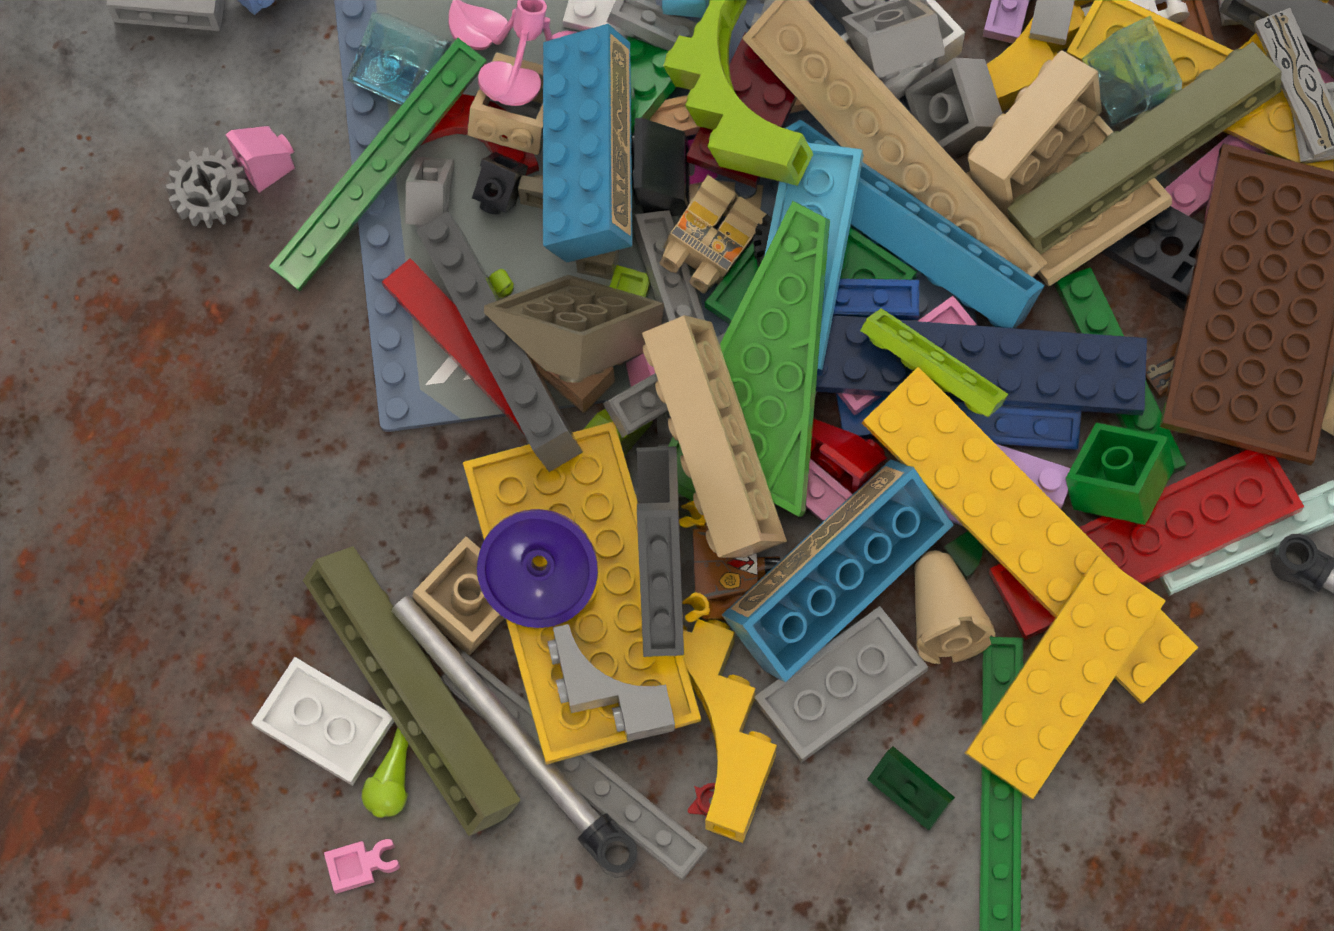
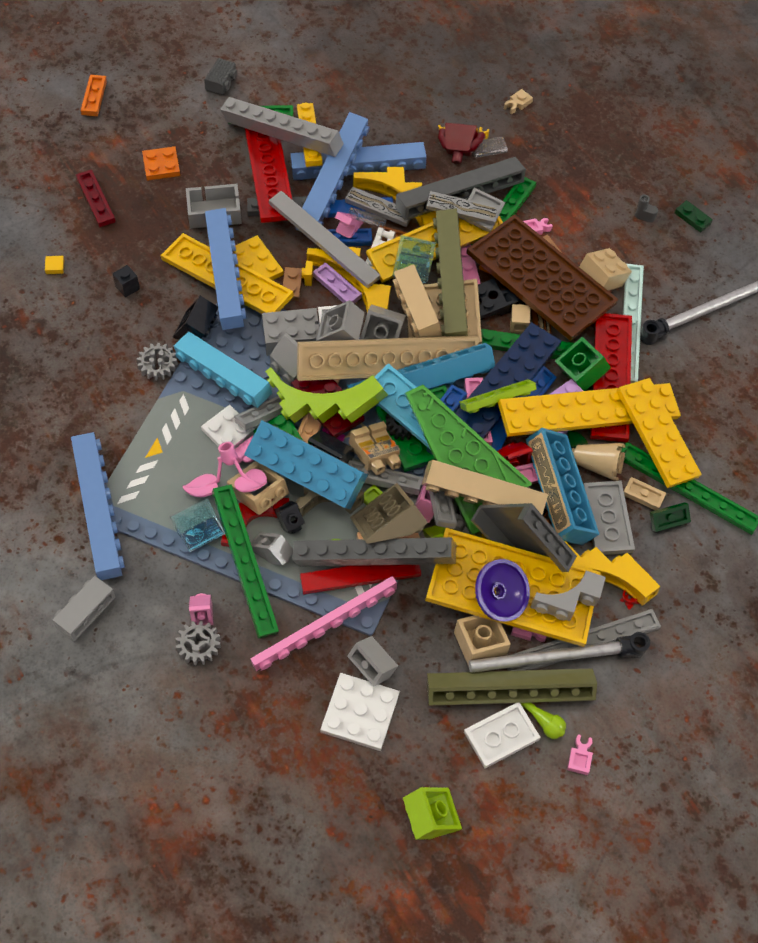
camera: 65 degrees left, 10 degrees down
(130, 685) = (431, 812): none -> lime slope
(239, 487) = (360, 712): none -> white plate
(327, 453) = (372, 661): none -> light grey brick
(357, 351) = (317, 628): none -> bright pink plate
(931, 721) = (644, 494): none -> tan plate
(1157, 319) = (519, 318): none -> tan brick

